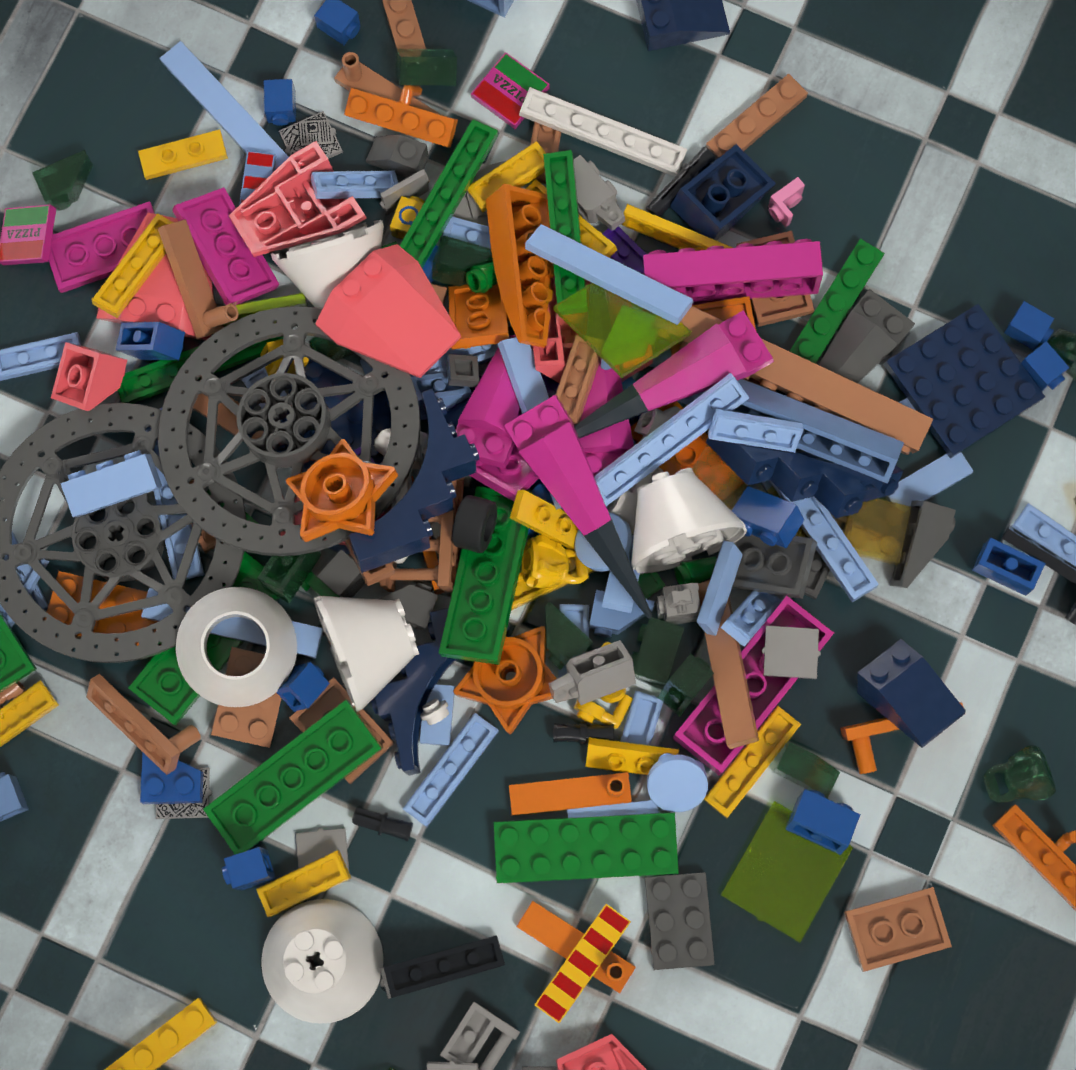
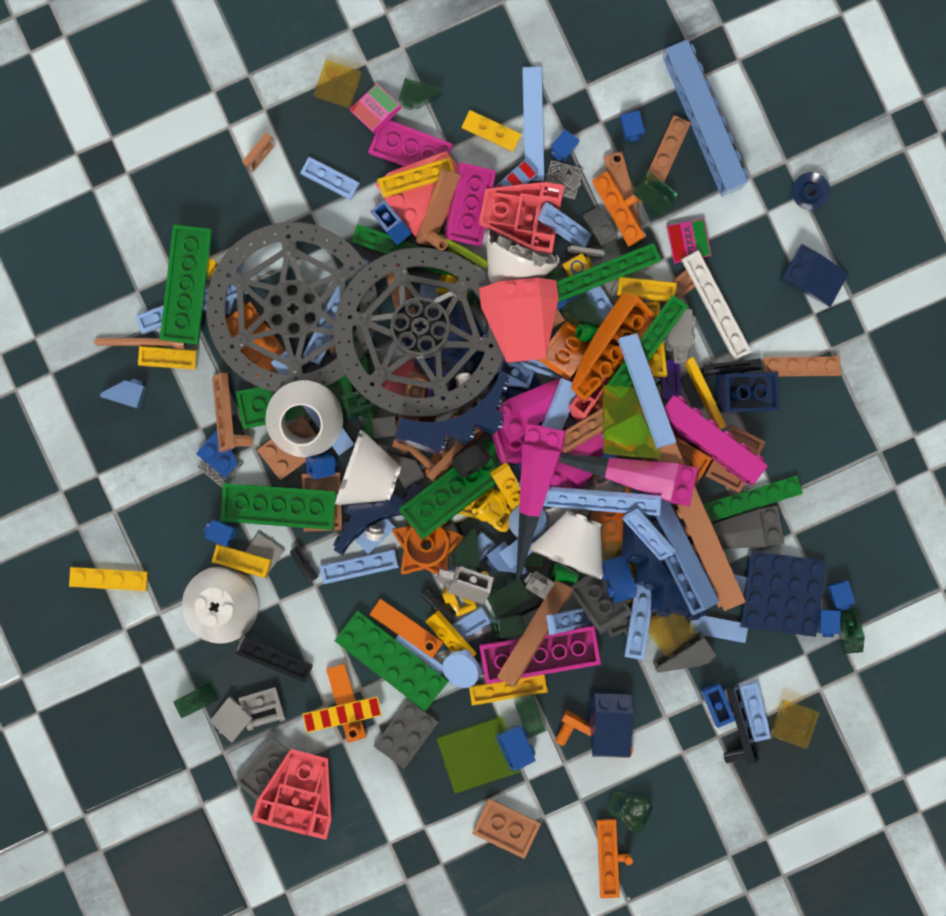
camera: 40 degrees right, 10 degrees up
(87, 376) = (344, 214): coral slope -> none
(111, 483) = (309, 283): light blue brick -> none
(340, 493) = (415, 391): orange plate -> none
(462, 370) = (533, 374): dark grey plate -> none
(719, 588) = (564, 594): light blue tile -> none
(786, 197) = (779, 422): bright pink bracket -> none
(791, 652) = (571, 655): light grey piece -> none

